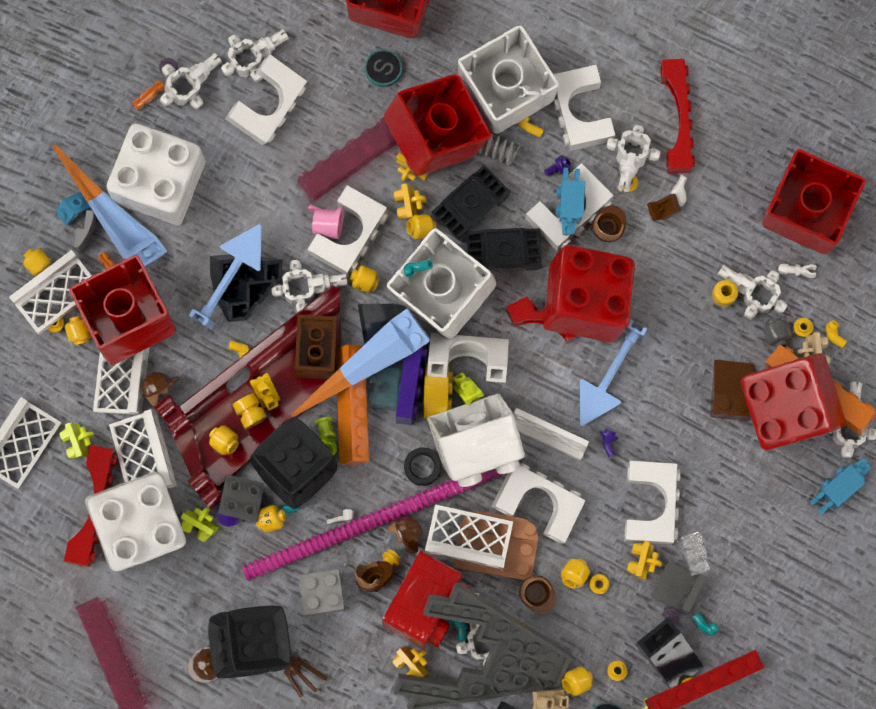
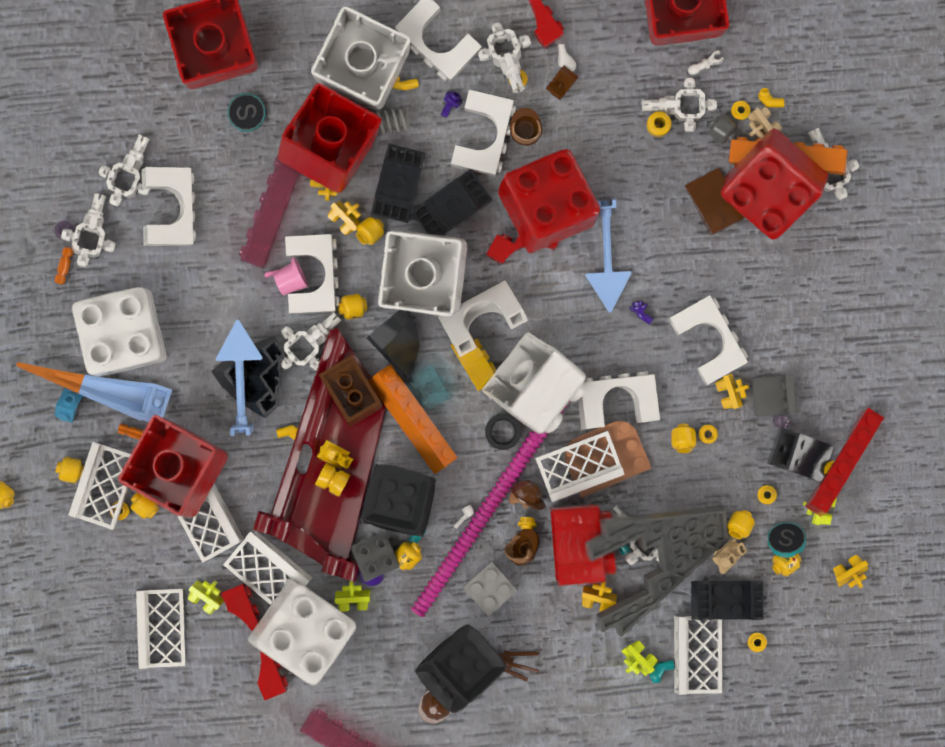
camera: 30 degrees left, 10 degrees up
(84, 235) = (92, 423): light grey slope -> none
(155, 385) = (241, 508): reddish brown piece -> none
(223, 440) = (327, 517): yellow head -> none
(326, 433) = (408, 457): lime connector -> none
(392, 343) = (414, 351): light blue plate -> none
(409, 387) = (445, 362): dark purple hinge -> none
(414, 267) = (390, 279): teal arm -> none
(466, 389) = (498, 344): neon yellow hips -> none
(537, 594) = (664, 475): reddish brown piece -> none
(550, 434) = (590, 337): white fence -> none
(571, 202) = (483, 130): dark azure hinge -> none
(694, 553) = (770, 360): clear pin -> none
(703, 626) = (813, 413): teal arm -> none
(843, 486) = (855, 224): dark azure hinge -> none

